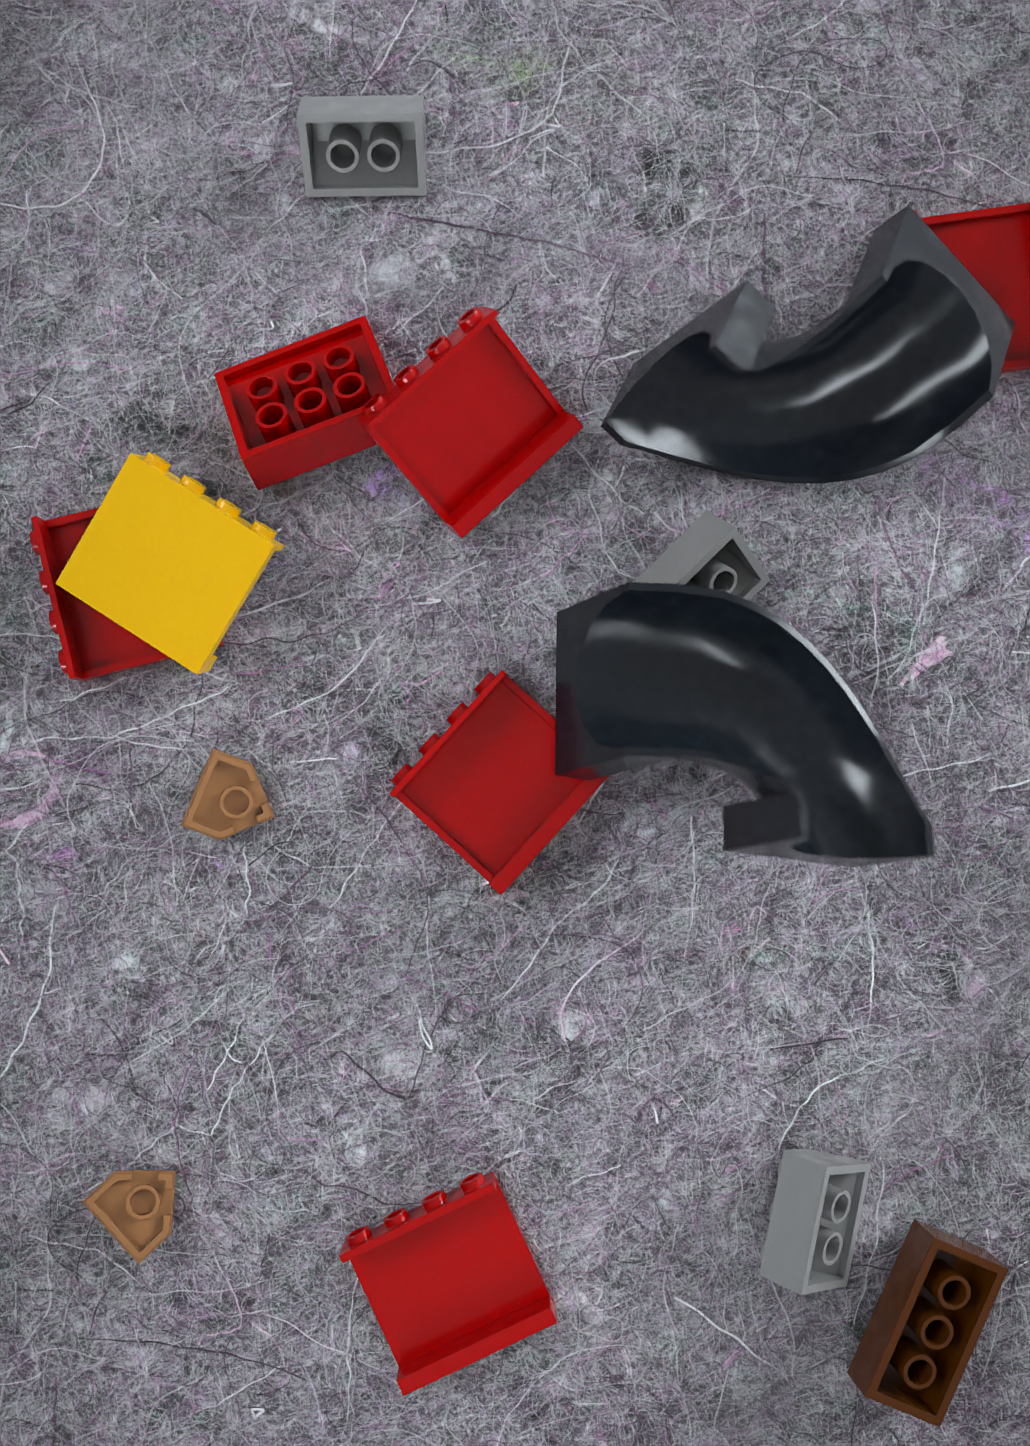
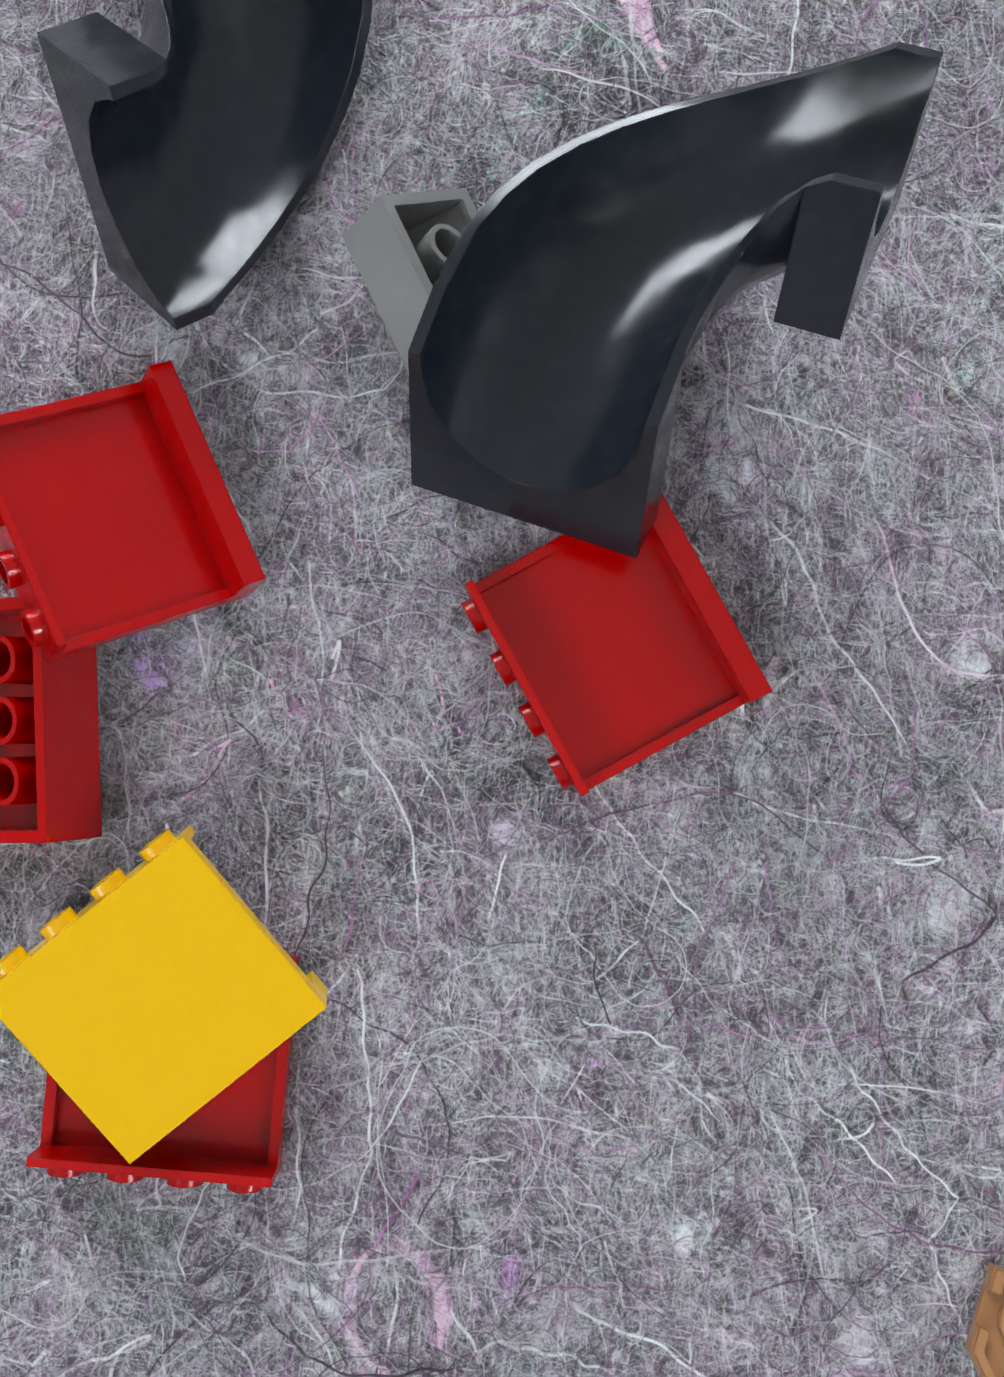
camera: 70 degrees left, 0 degrees up
(226, 798) = (509, 1023): medium nougat plate -> none

